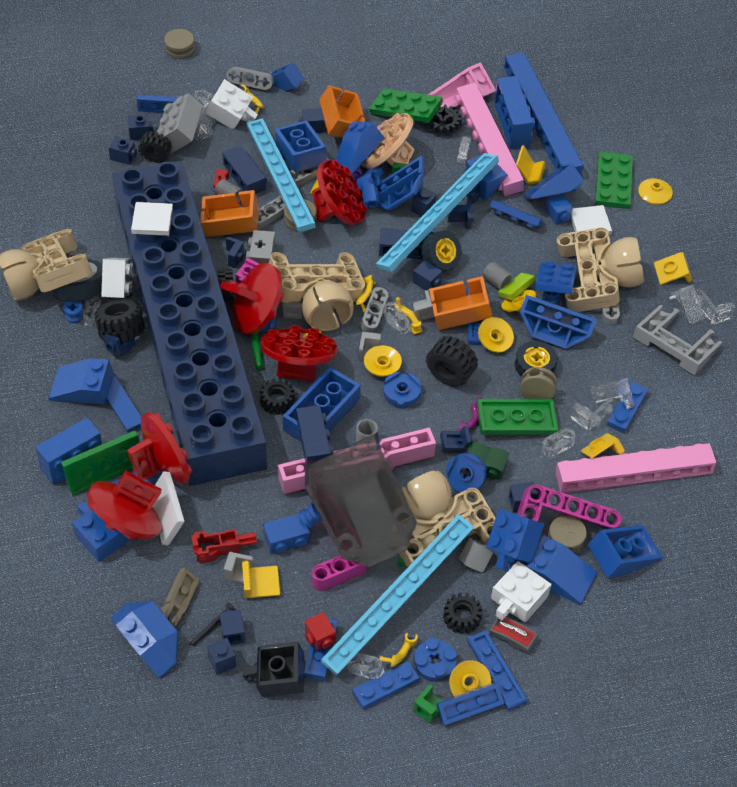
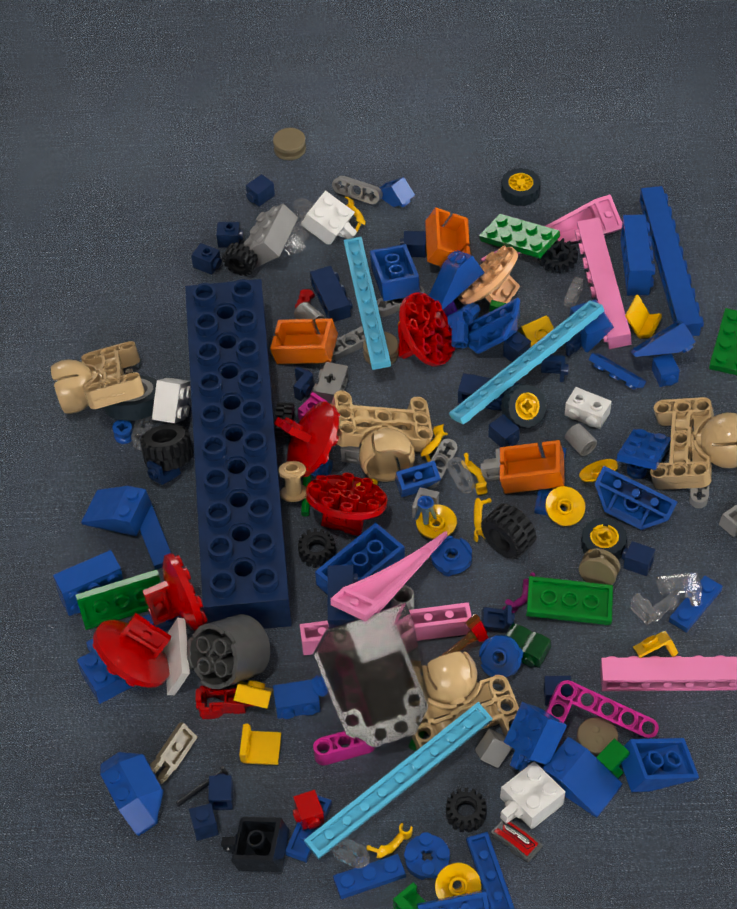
camera: 15 degrees right, 0 degrees up
(152, 218) = (215, 341): white tile -> none
(153, 104) = (248, 209): blue plate -> none
(160, 85) = (260, 190): none -> dark blue brick
(217, 496) = (228, 651): none -> dark grey brick
(233, 567) = (233, 728): light grey panel -> none
(244, 331) = (292, 473): none -> tan hose
(246, 533) = (253, 693): none -> yellow piece
(345, 427) = (374, 592): none -> bright pink plate
(353, 325) = (412, 478): none -> blue slope
(372, 346) = (425, 505): none -> piece
(397, 64) = (520, 187): none -> black wheel
(419, 355) = (478, 506): none -> yellow piece
(439, 184) = (537, 329): none -> yellow piece
(440, 454) = (476, 632): none -> clear orange piece
(497, 248) = (587, 408): none -> white brick
(516, 286) = (600, 453): lime tile -> none
(560, 443) = (610, 634): clear beam -> none
(570, 373) = (638, 558): none -> dark blue brick
(586, 548) = (613, 756): none -> green panel
(590, 218) = (699, 384): white tile -> none

